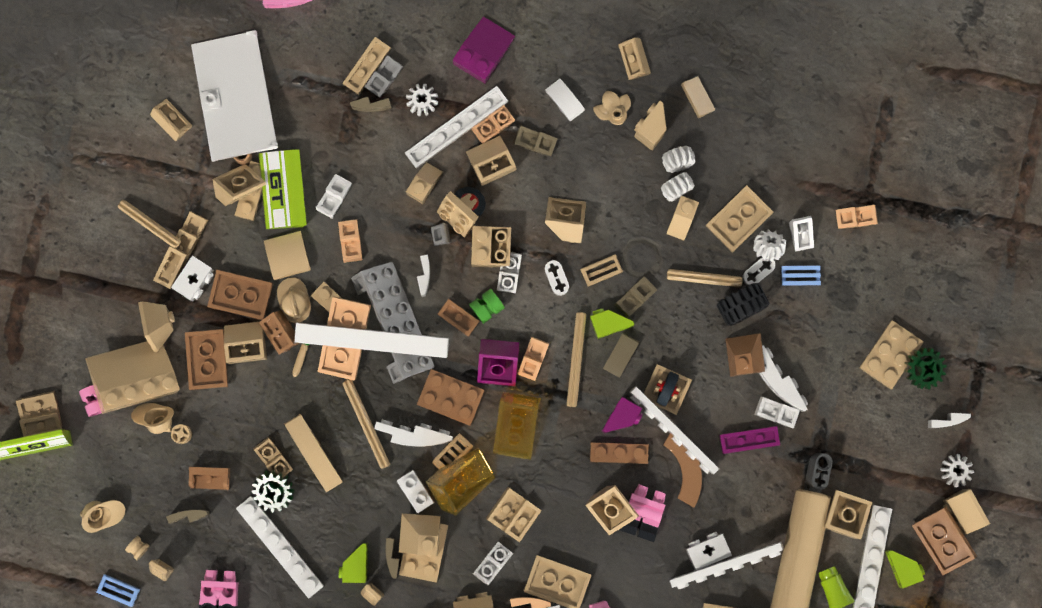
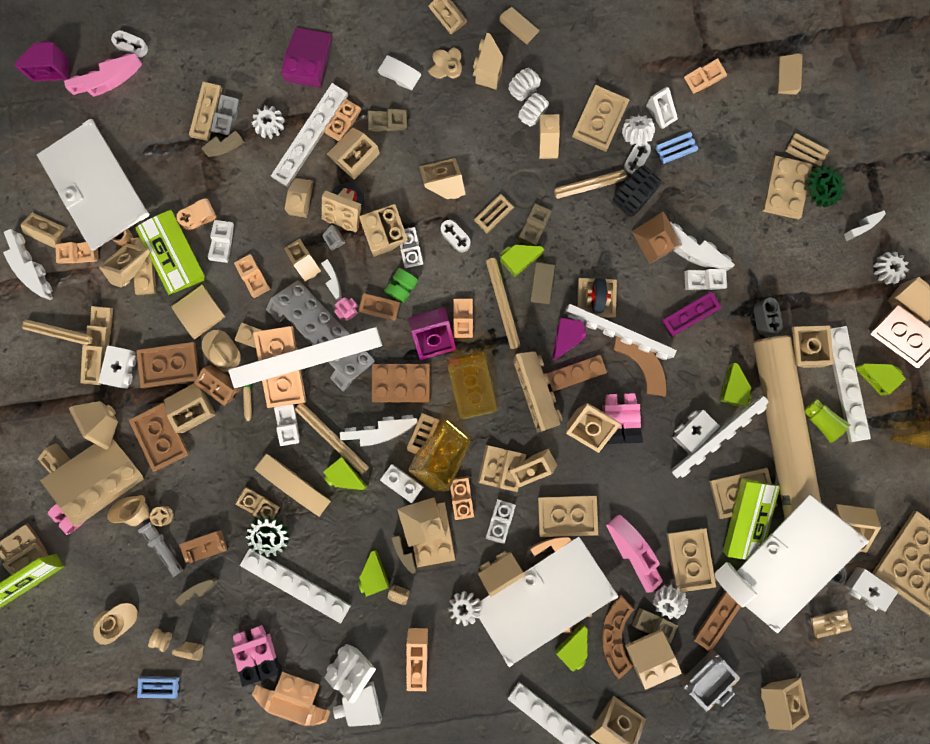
camera: 20 degrees left, 0 degrees up
(100, 341) = (53, 457): none -> tan slope
(144, 157) = (22, 265): none -> white slope
(167, 456) = (156, 541): none -> light grey pin
(193, 154) = (75, 253): none -> light nougat slope
(325, 162) = (198, 213): none -> light nougat piece
(329, 395) = (287, 424): none -> white slope
(363, 463) = (343, 476): none -> lime slope
(403, 244) = (302, 260): none -> tan slope
(426, 307) = (346, 308): none -> bright pink gear
(465, 527) = (461, 498): none -> light nougat slope
(543, 526) = (534, 468): none -> tan slope
(574, 455) = (536, 391): none -> tan slope
(763, 526) = (735, 387): none -> lime slope
(935, 338) = (809, 148): none -> tan tile
(938, 246) = (790, 74): none -> tan slope

